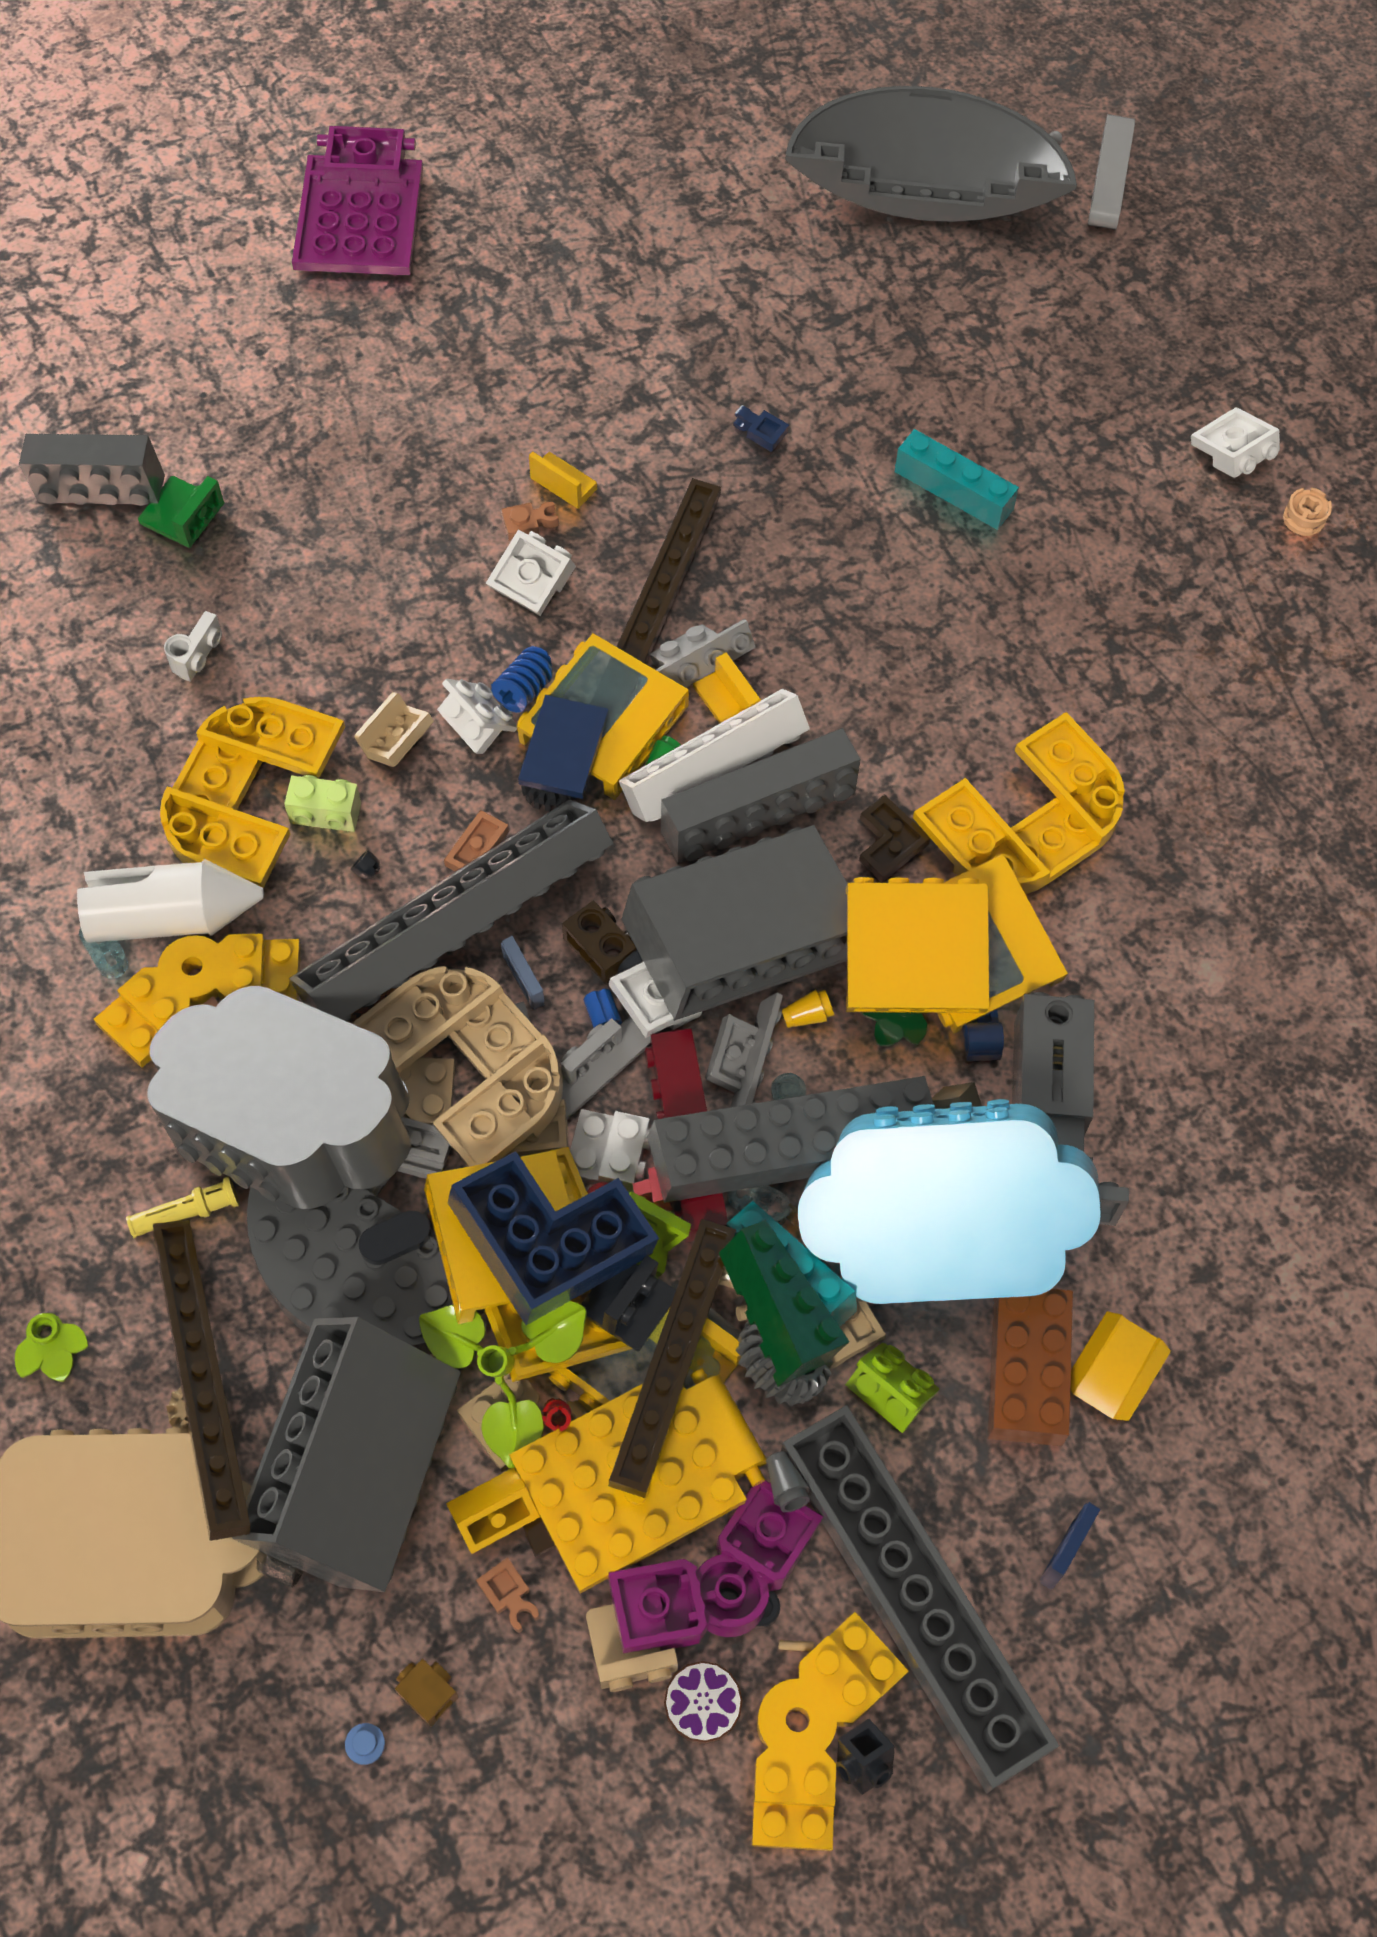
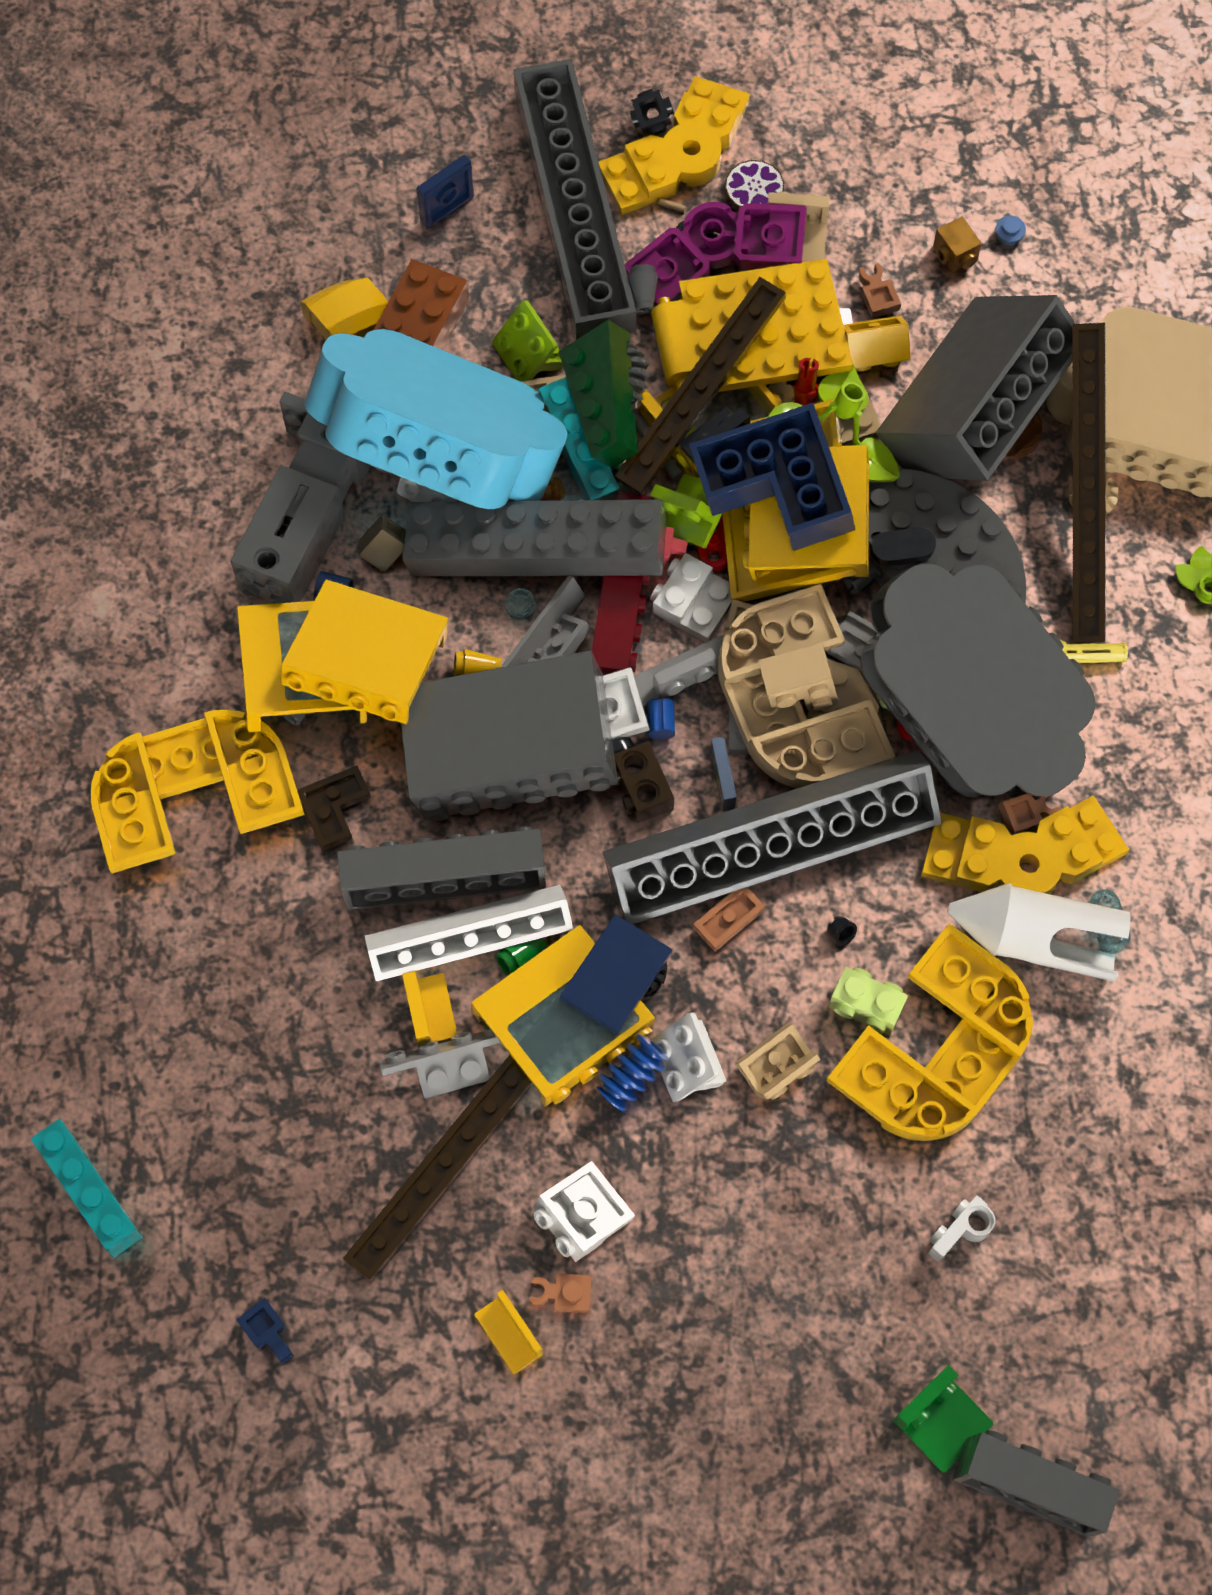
camera: 160 degrees left, 5 degrees up
(464, 1056) = (799, 676): none -> tan brick

